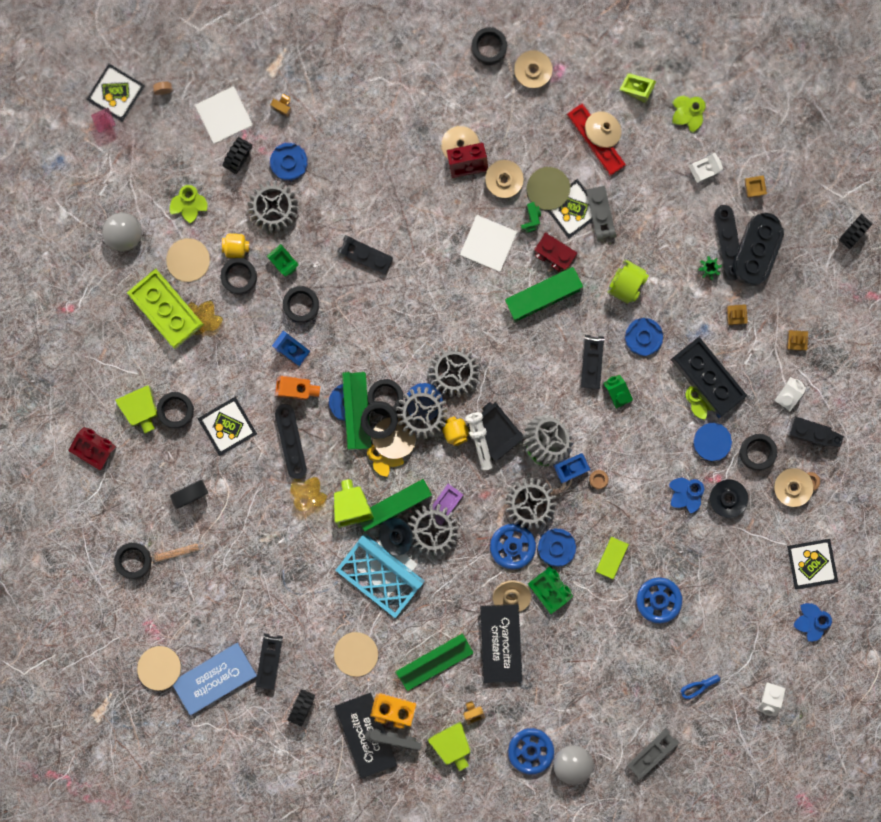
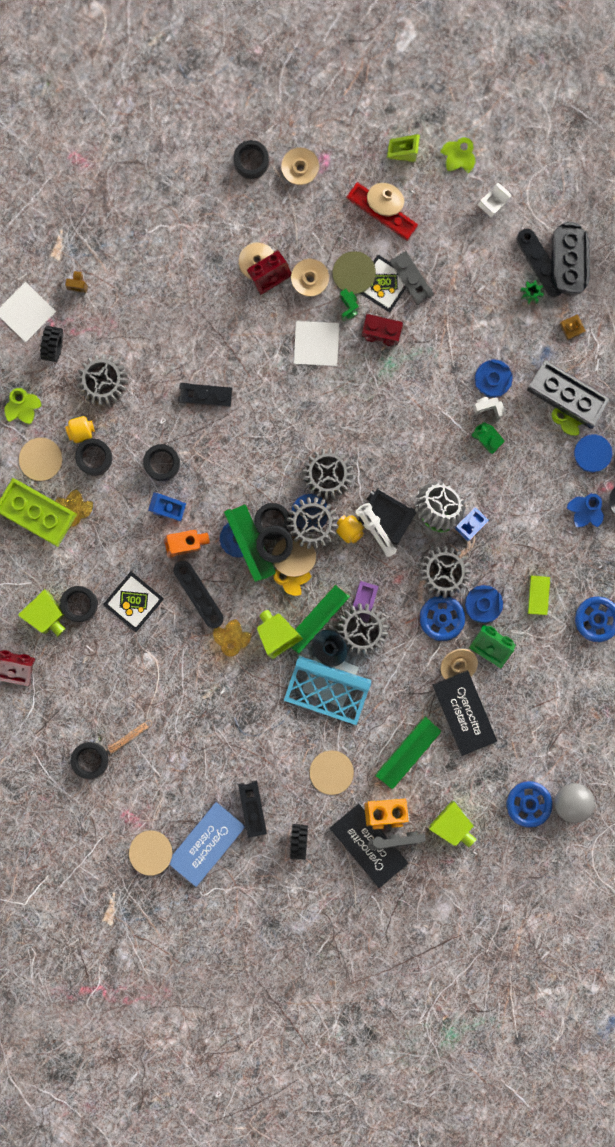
camera: 20 degrees left, 0 degrees up
(189, 494) = (120, 678): black tyre -> none
(283, 261) = (130, 427): green bracket -> none
(288, 161) = (102, 333): blue tile -> none
(473, 714) = (463, 789): pearl gold tile -> none
(544, 294) = (386, 371): green panel -> none
(592, 362) = (454, 419): black plate -> none
(598, 479) = (499, 526): medium nougat tile -> none
(626, 359) = (484, 404): none -> white bracket
(627, 282) = (460, 332): lime brick -> none
(755, 186) = (547, 201): pearl gold tile -> none

